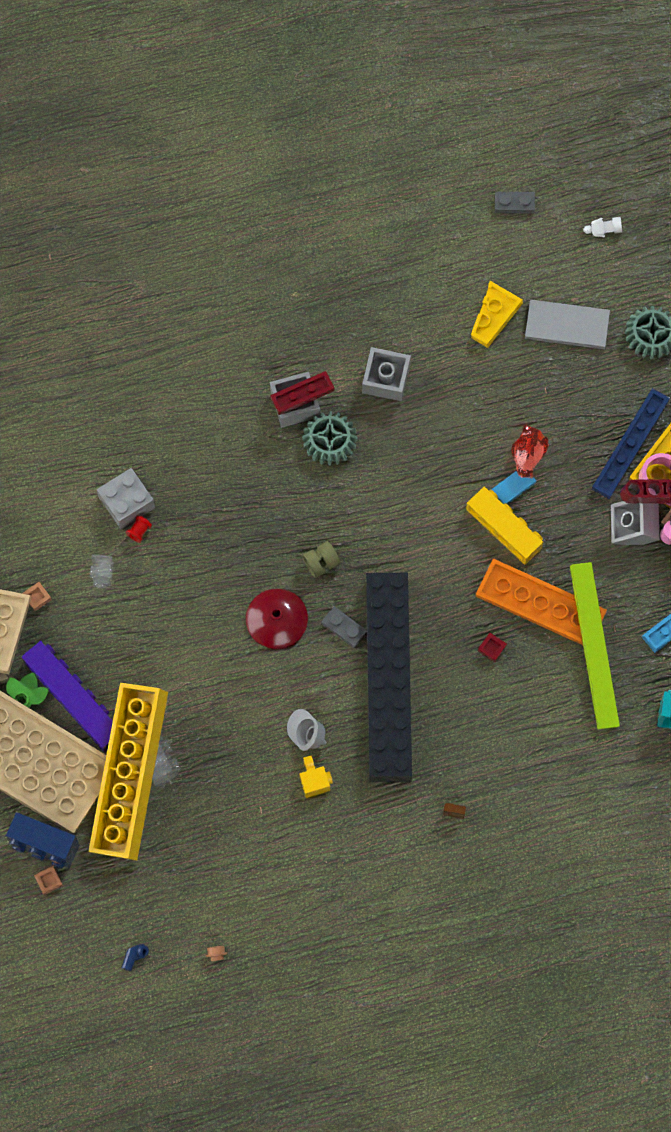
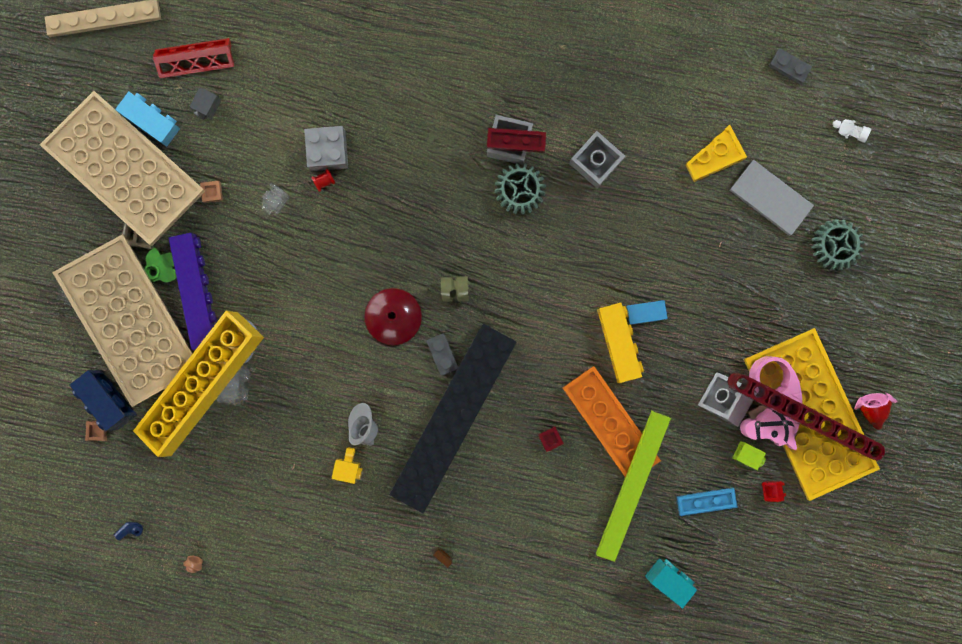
camera: 25 degrees right, 15 degrees up
(529, 450) = (675, 291): clear red animal -> none
(630, 443) = (763, 330): dark blue plate -> none

